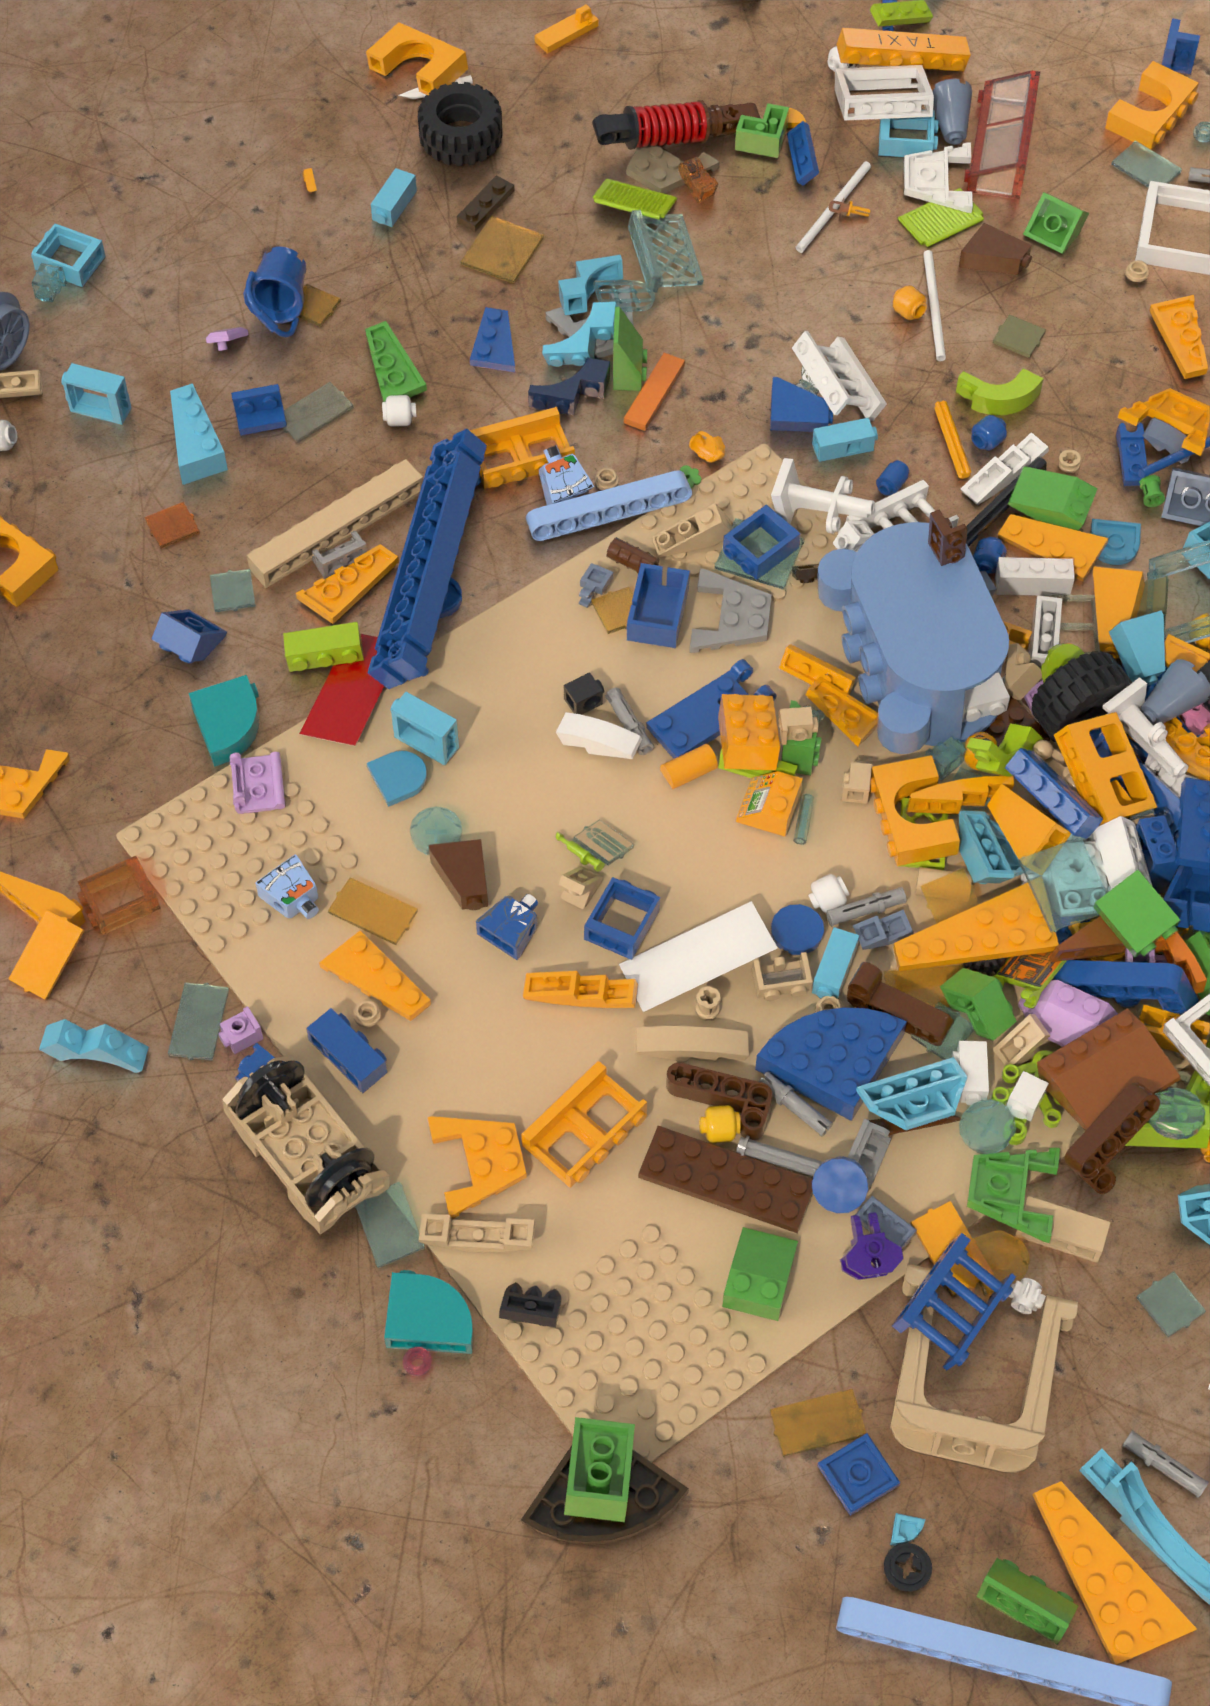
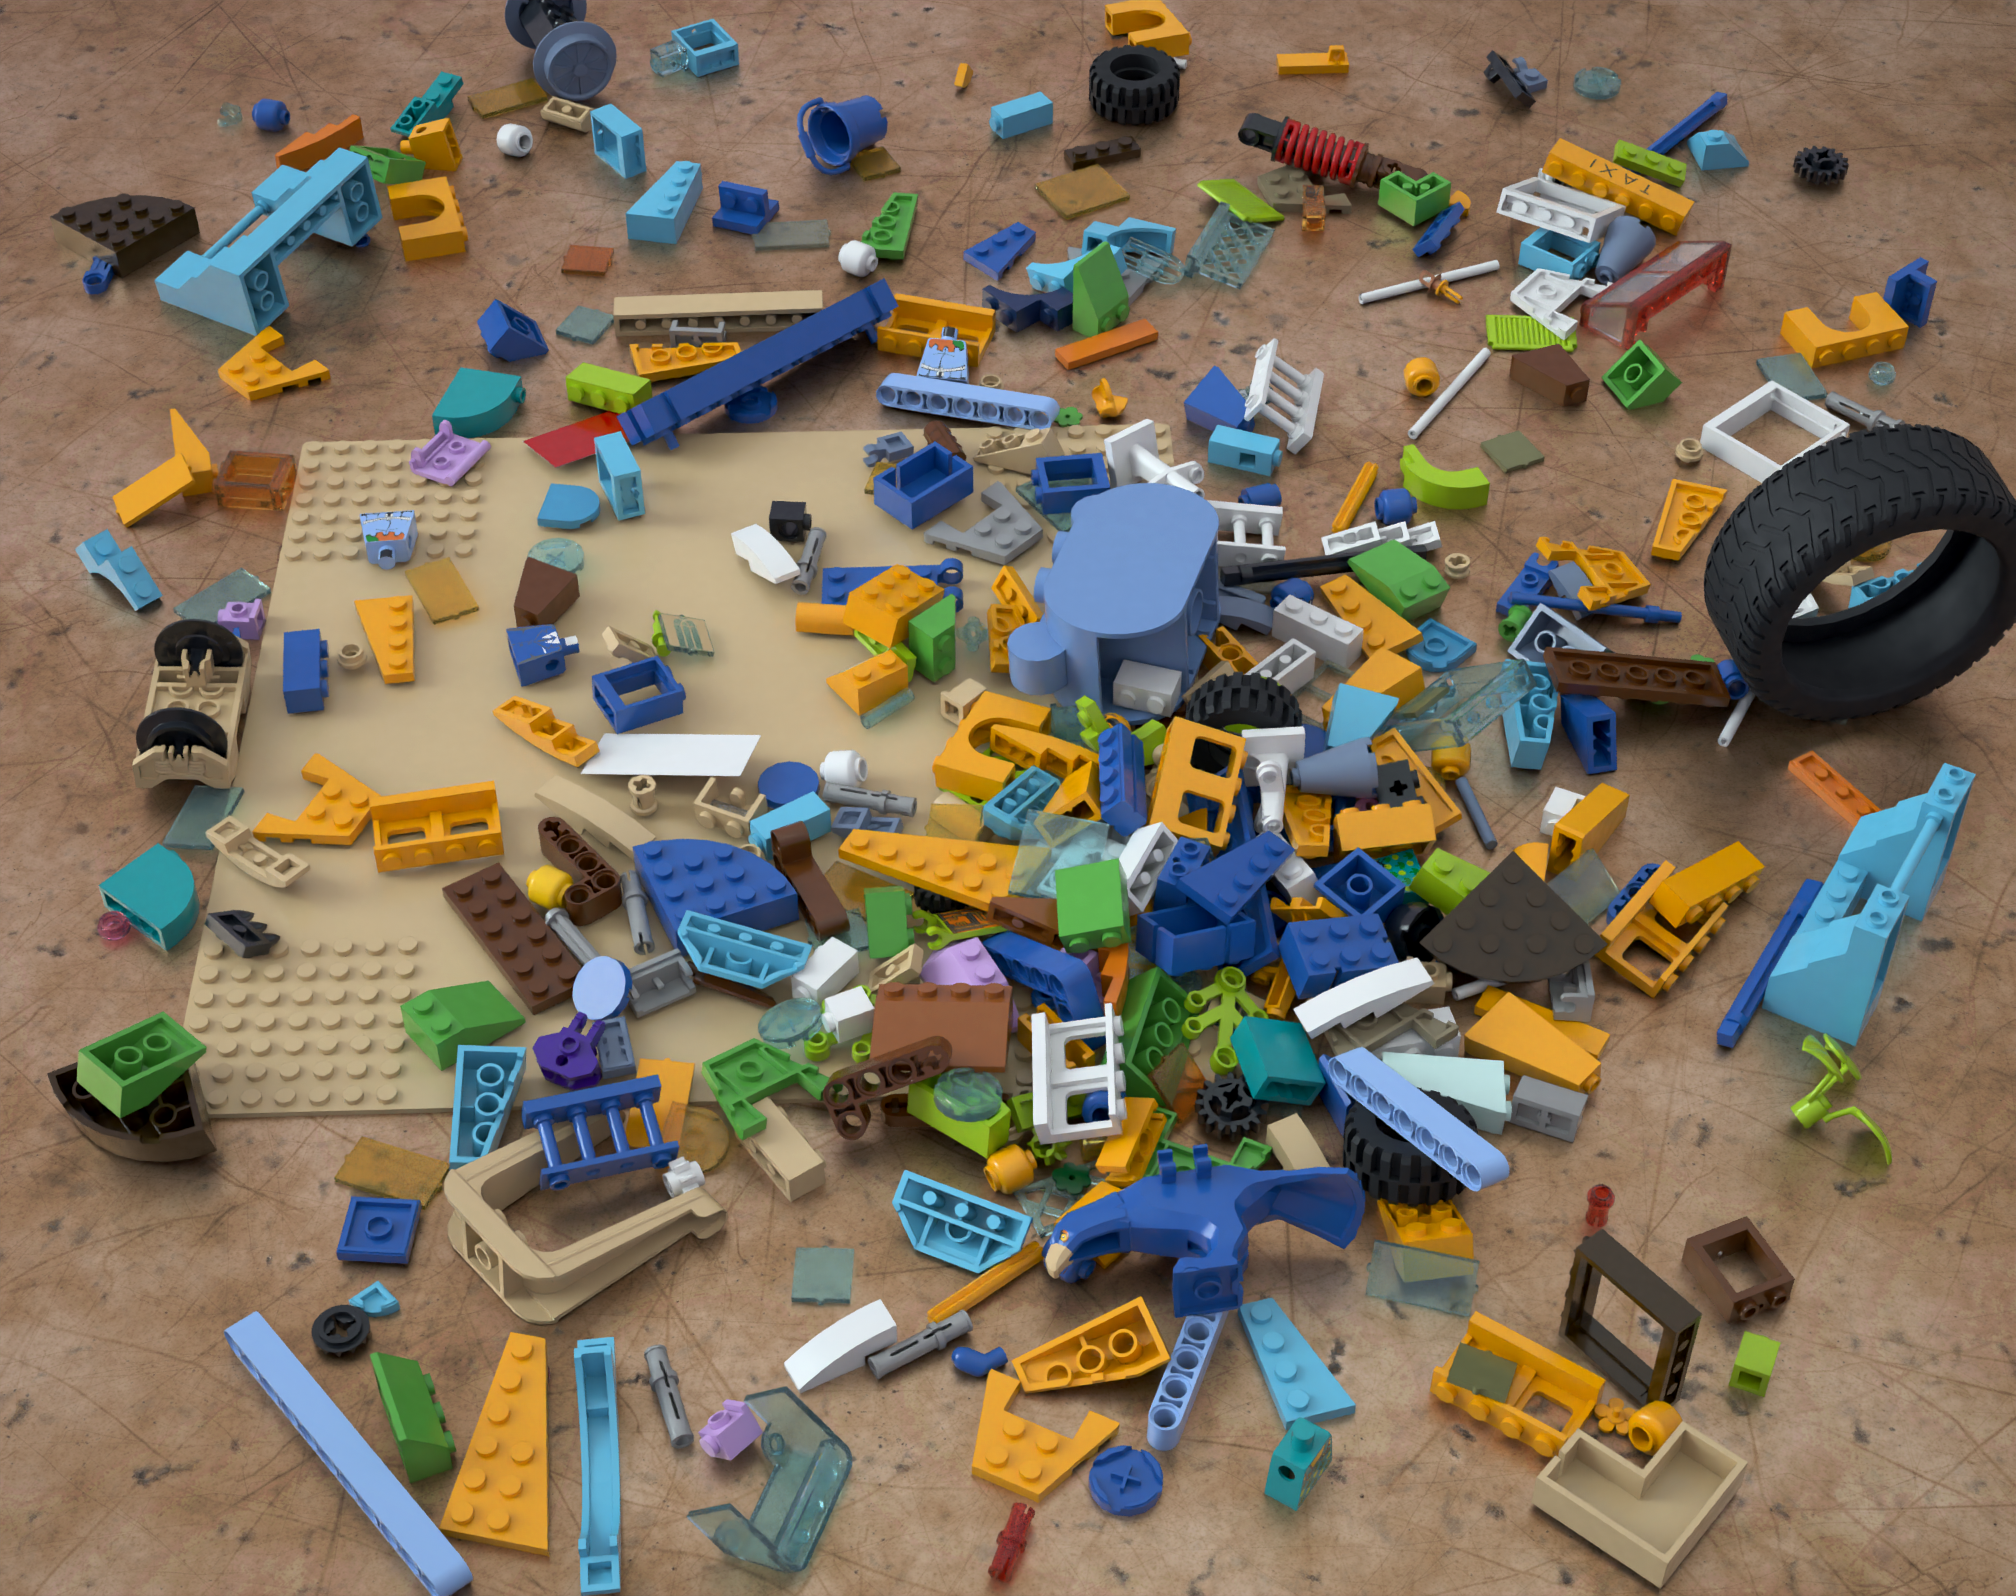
camera: 35 degrees right, 15 degrees down
(222, 336) = (769, 149): lavender piece -> none
(796, 724) = (927, 606): tan brick -> none
(848, 1337) = (483, 1099): none -> medium azure wedge
(944, 540) = (1189, 502): reddish brown bracket -> none

